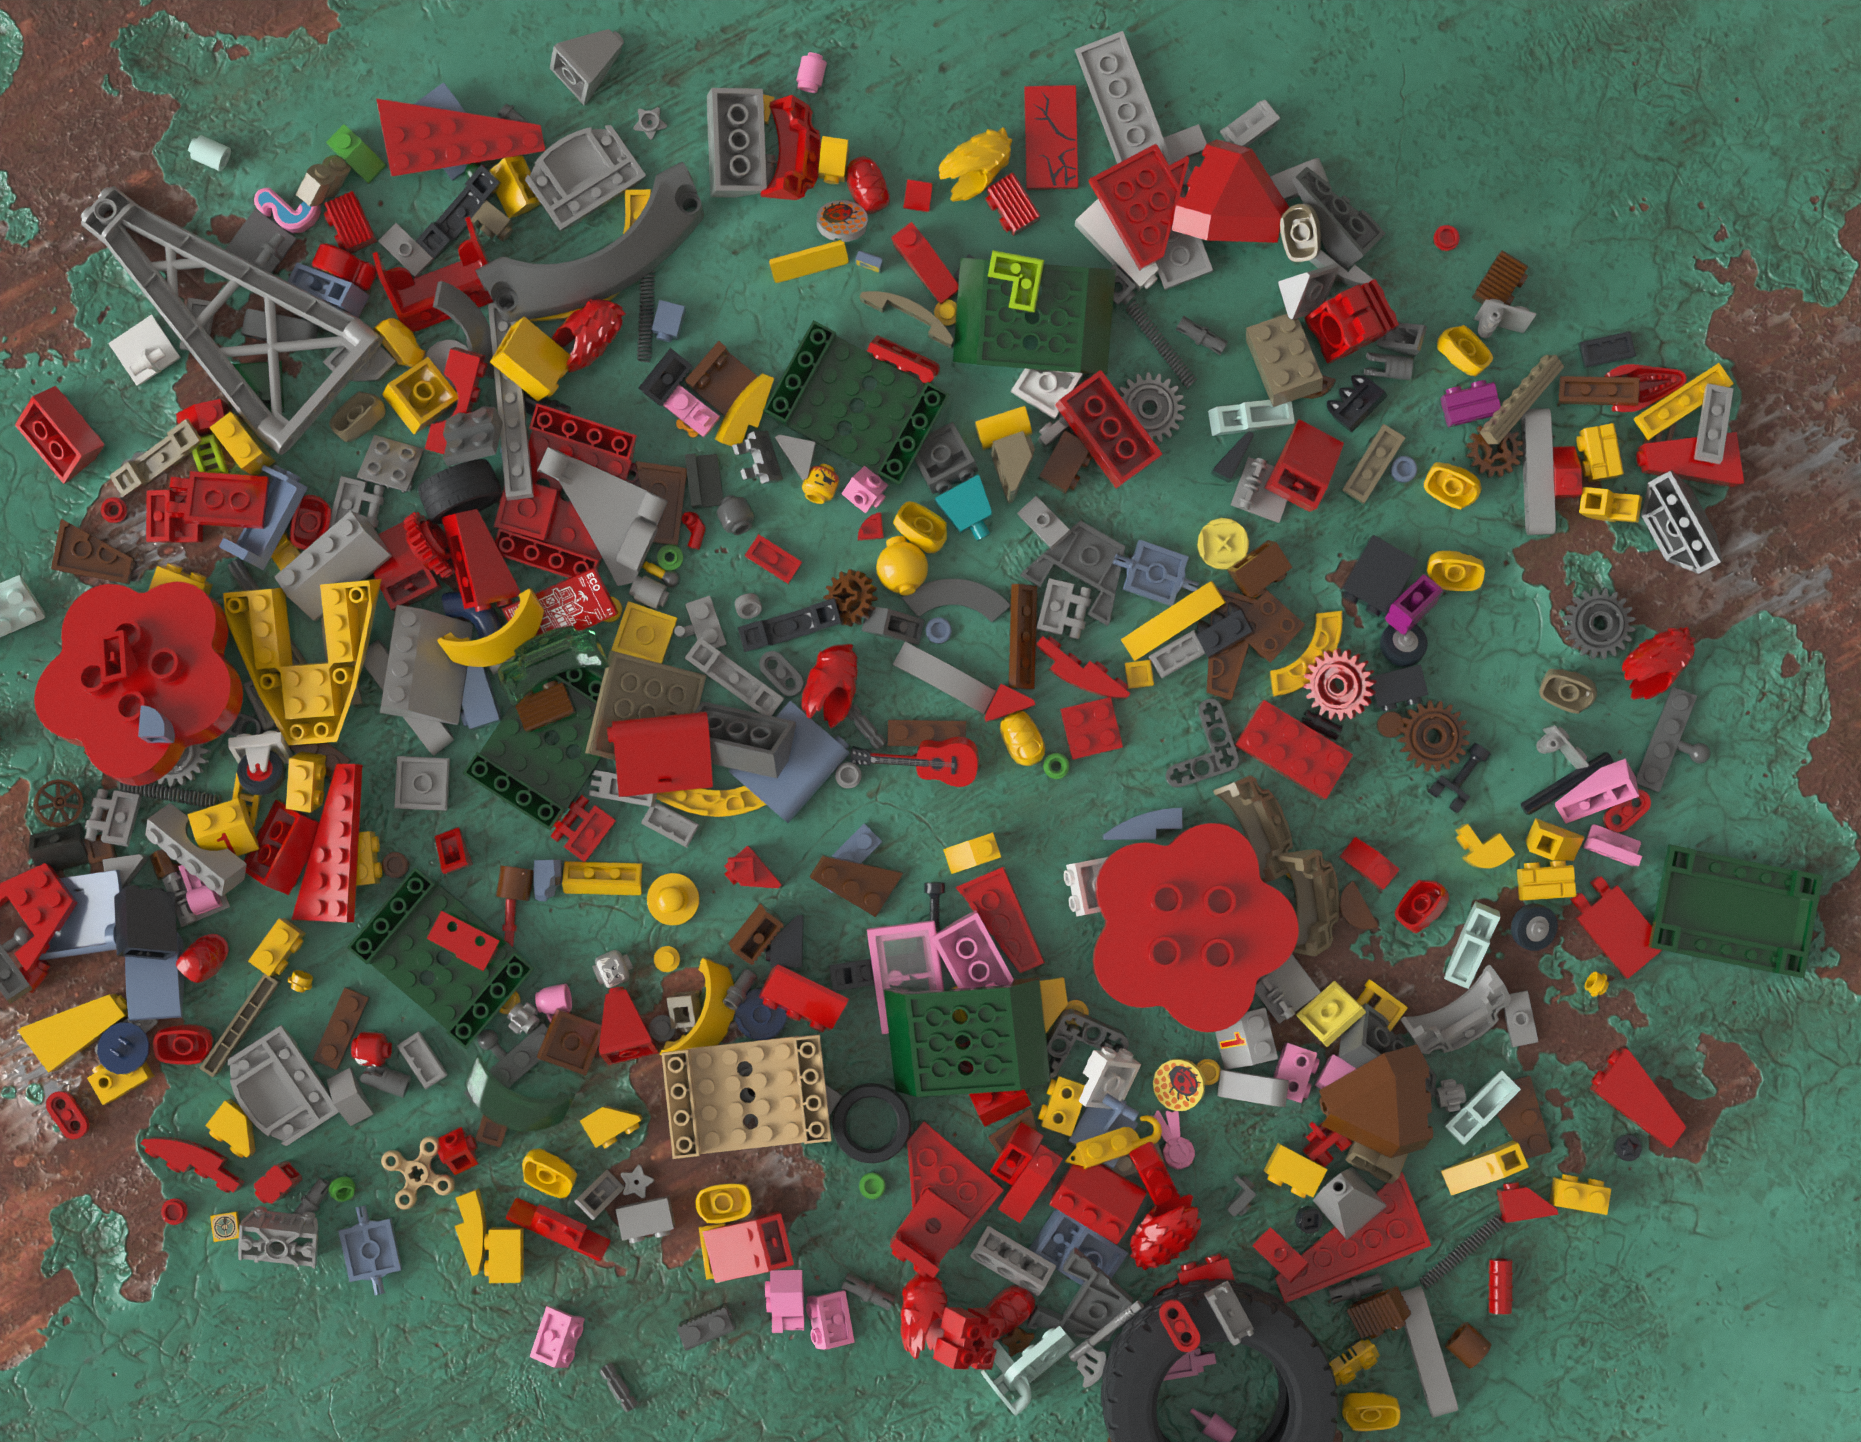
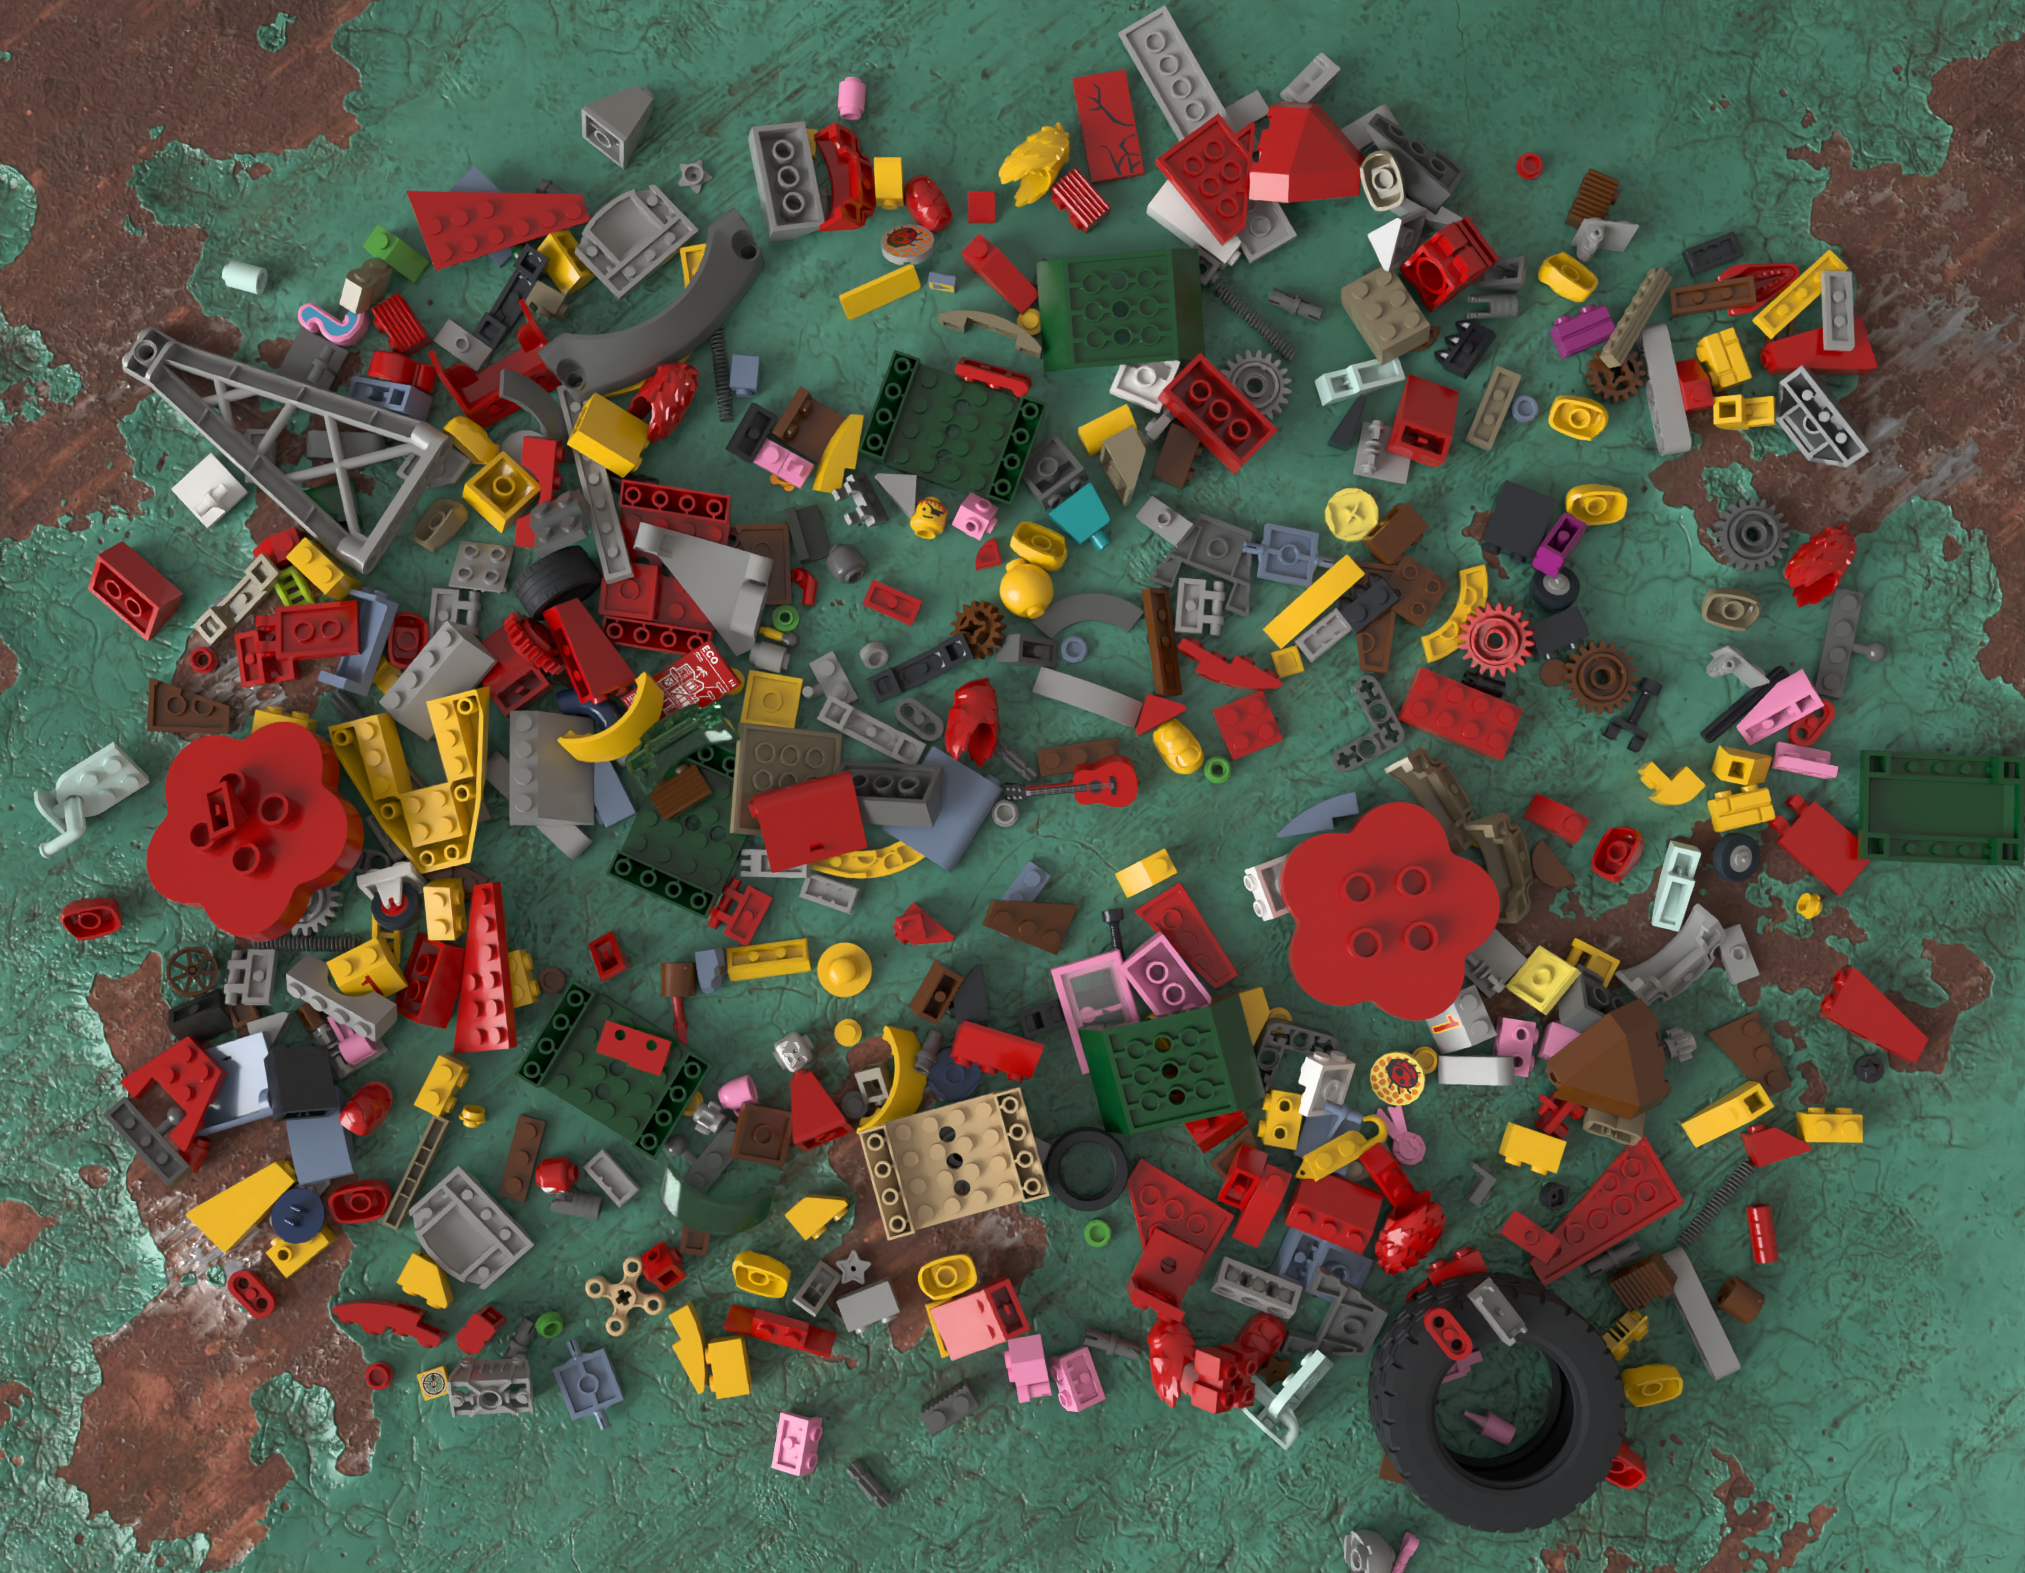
camera: 10 degrees left, 0 degrees up
(155, 726) = (273, 876): sand blue brick -> none
(349, 1097) = (542, 1228): light grey slope -> none
(422, 783) = (566, 891): light grey plate -> none
(1024, 273) = (1106, 264): lime brick -> none
(1079, 1353) = (1347, 1363): light grey piece -> none
(1349, 1202) = (1593, 1172): light grey slope -> none
(1481, 1107) = (1713, 1052): light aqua slope -> none

